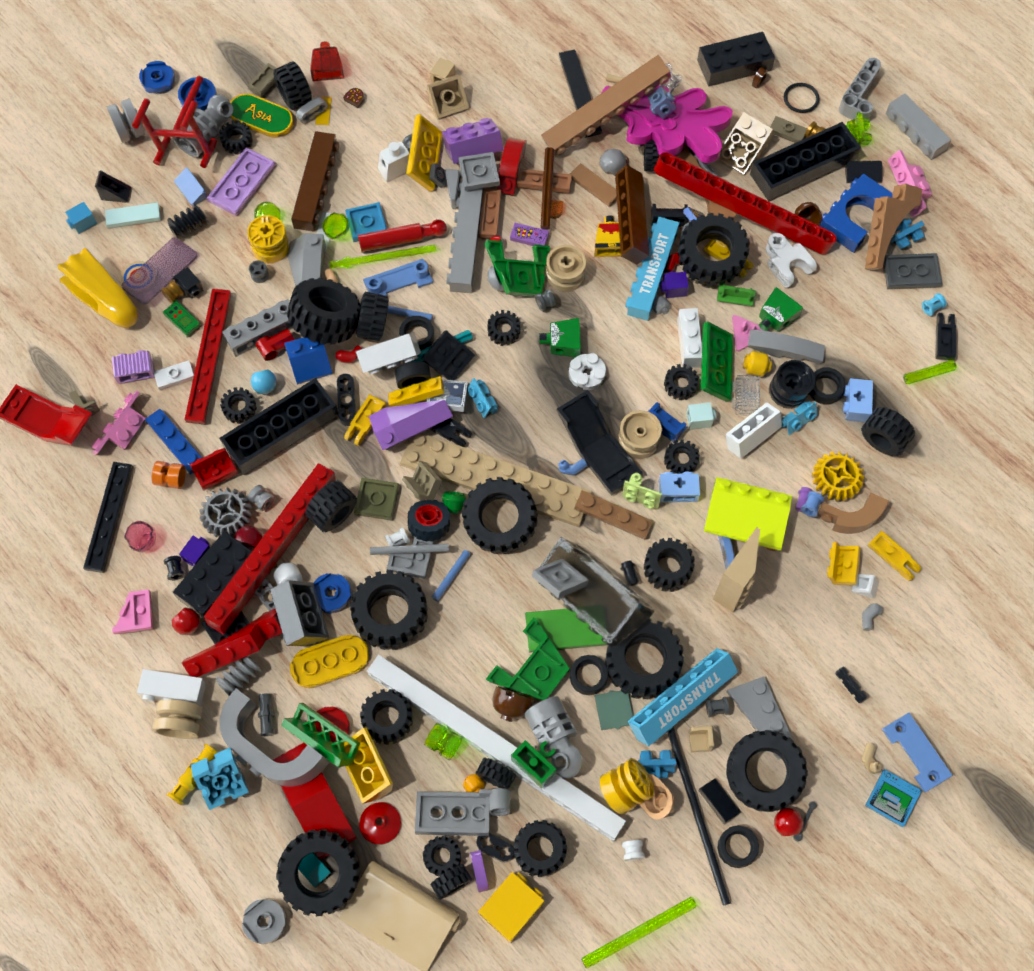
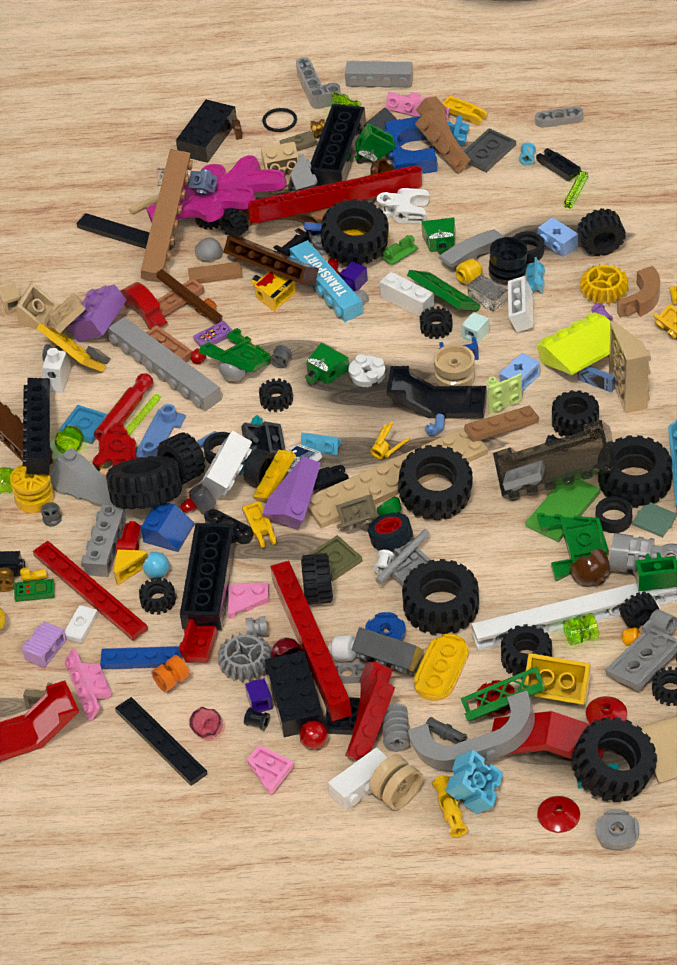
camera: 45 degrees left, 20 degrees down
(188, 304) = (26, 575): none -> yellow arm
(248, 361) = (128, 564): none -> yellow slope
(258, 869) = (561, 820): none -> red dish
(287, 466) = (247, 597): none -> bright pink wing
(320, 195) = (36, 426): none -> black brick
(351, 362) = (202, 498): none -> flat silver brick
(354, 264) = (115, 446): none -> red tile
(451, 122) = (66, 312): none -> tan tile
(451, 575) = (445, 544): medium blue bar -> none
(453, 180) = (119, 352): light grey slope -> none
(479, 171) = (130, 321): light grey plate -> none
(511, 445) = (381, 447): none -> yellow plant
(565, 268) = (269, 327): tan wheel -> none
(686, 448) = (496, 351): black tyre -> none
(736, 165) = (301, 176): none -> light grey slope
(741, 331) = (433, 265): bright pink piece -> none
(812, 504) = (614, 309): medium blue bush -> none
(828, 186) = (373, 144): none -> green torso
(939, 217) = (465, 109): none -> yellow hinge
(994, 283) = (570, 116): none -> light grey beam

